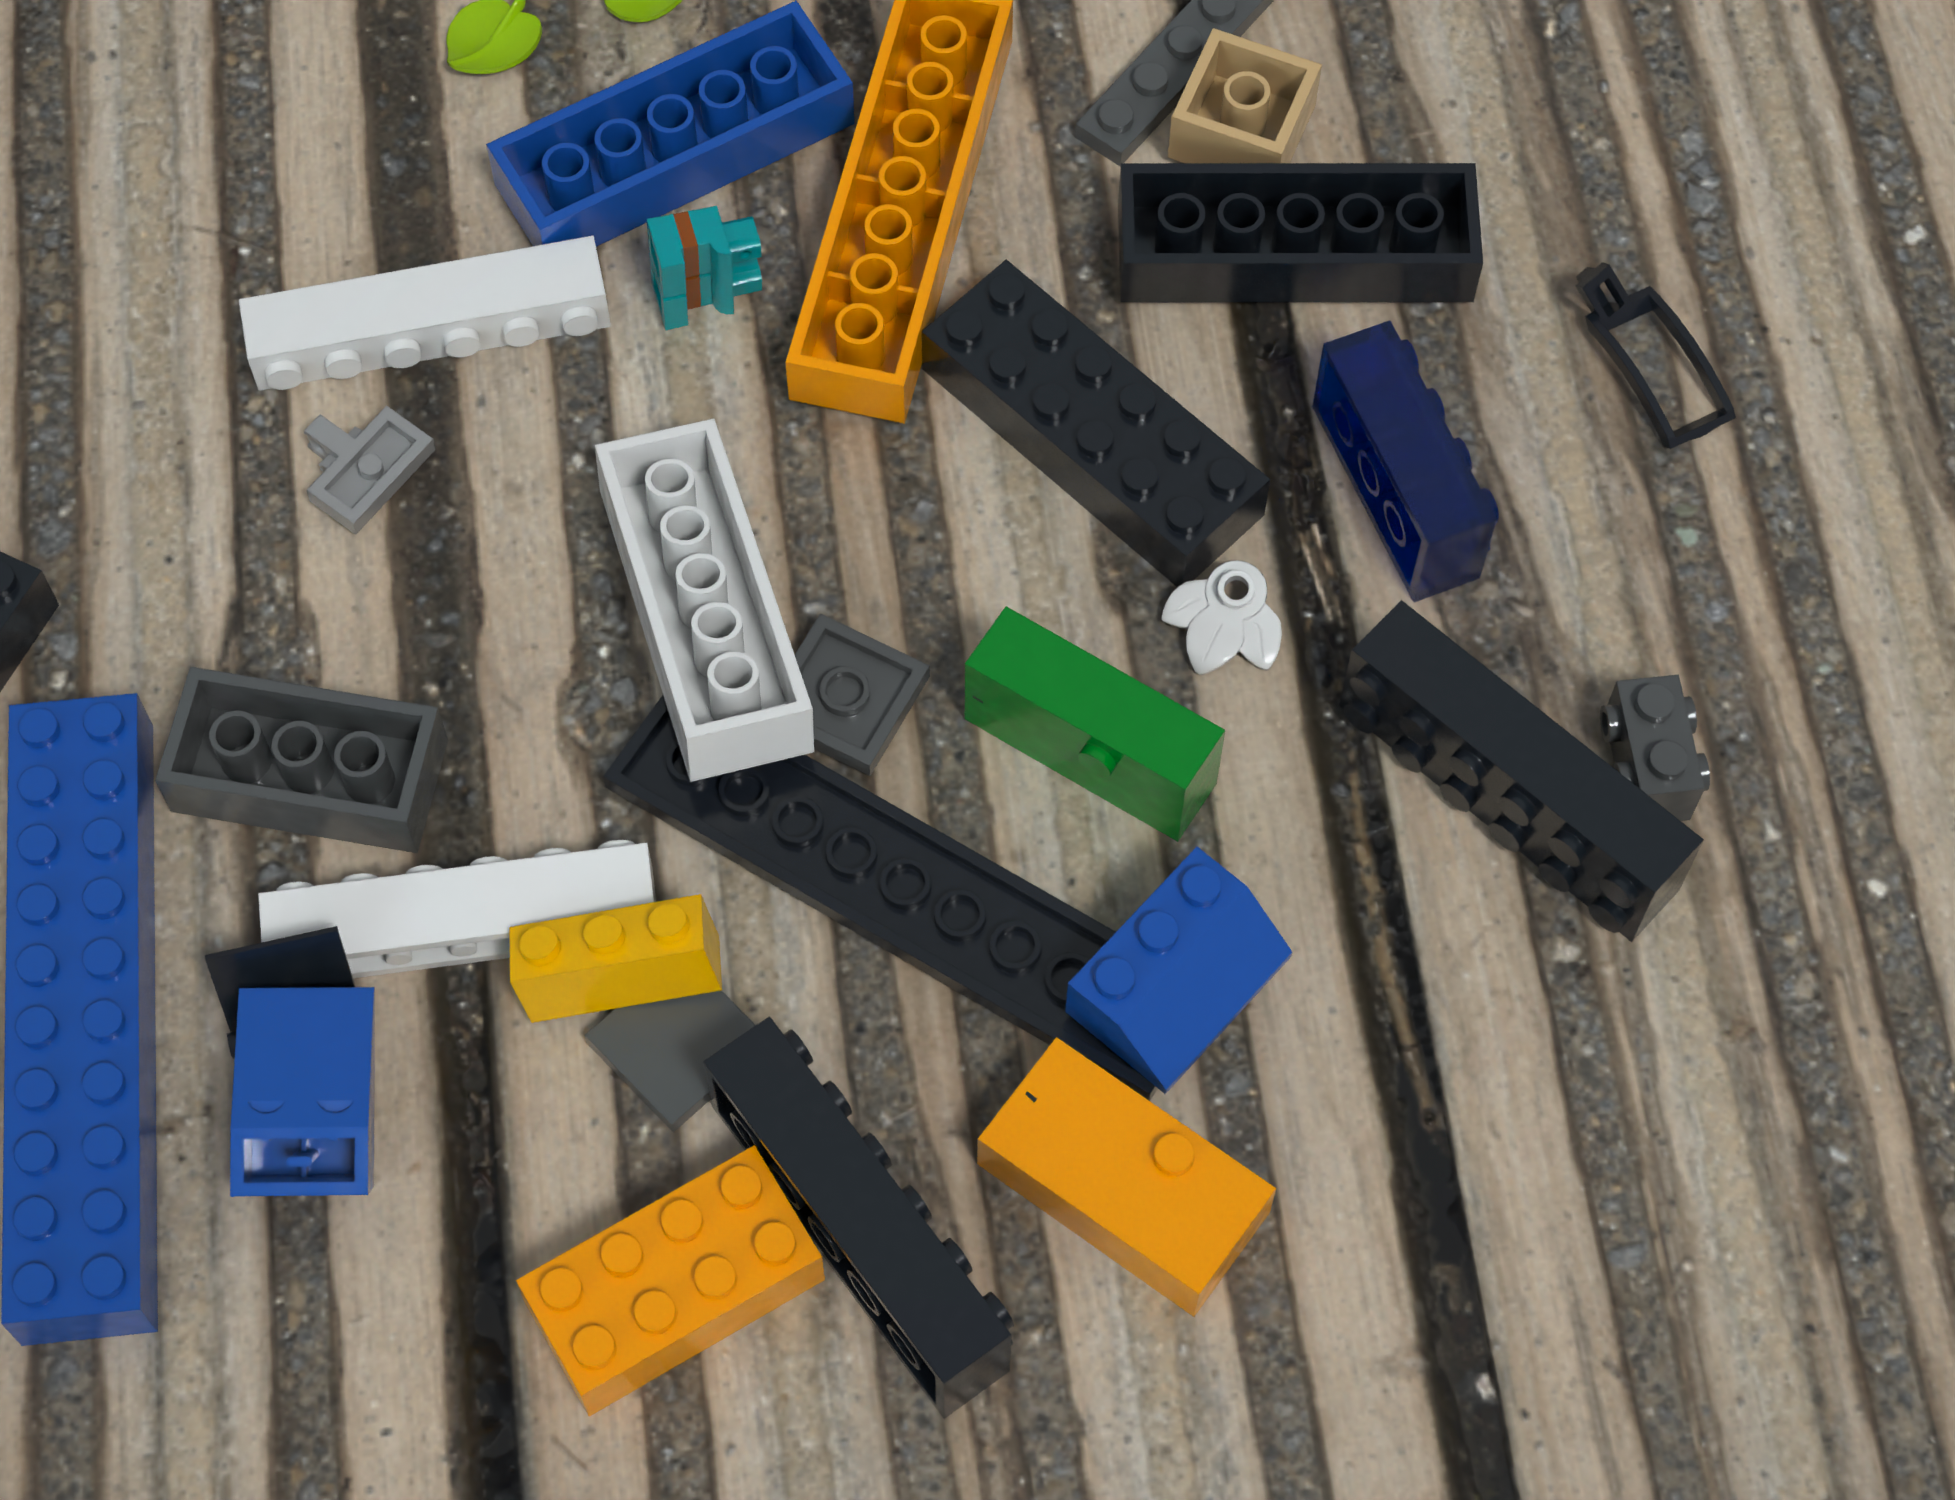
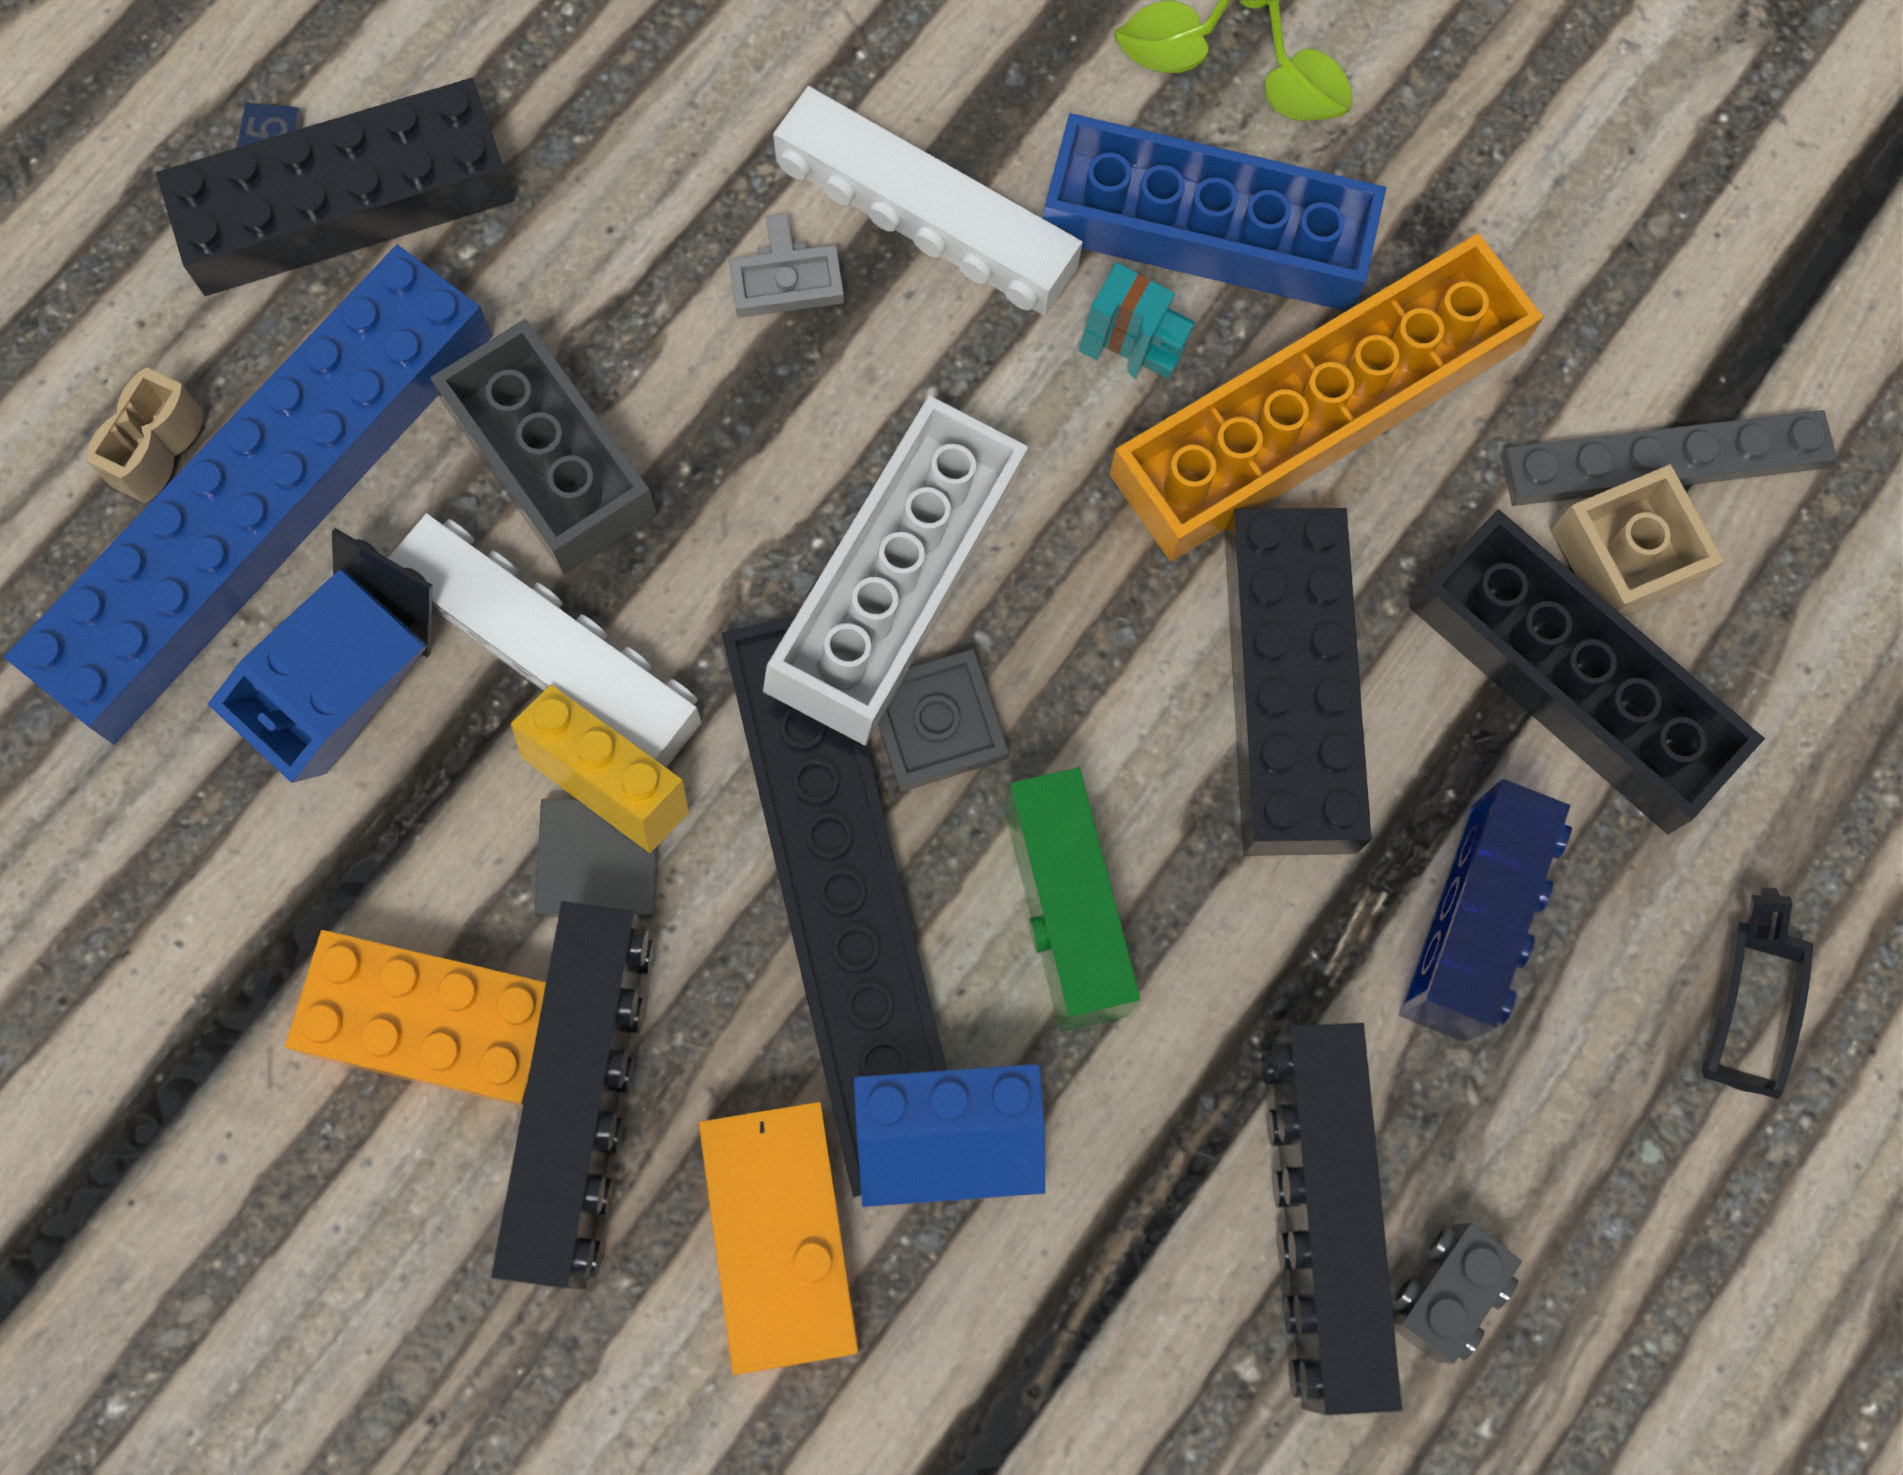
camera: 40 degrees right, 10 degrees up
(1225, 626) = (1240, 910): white plate -> none

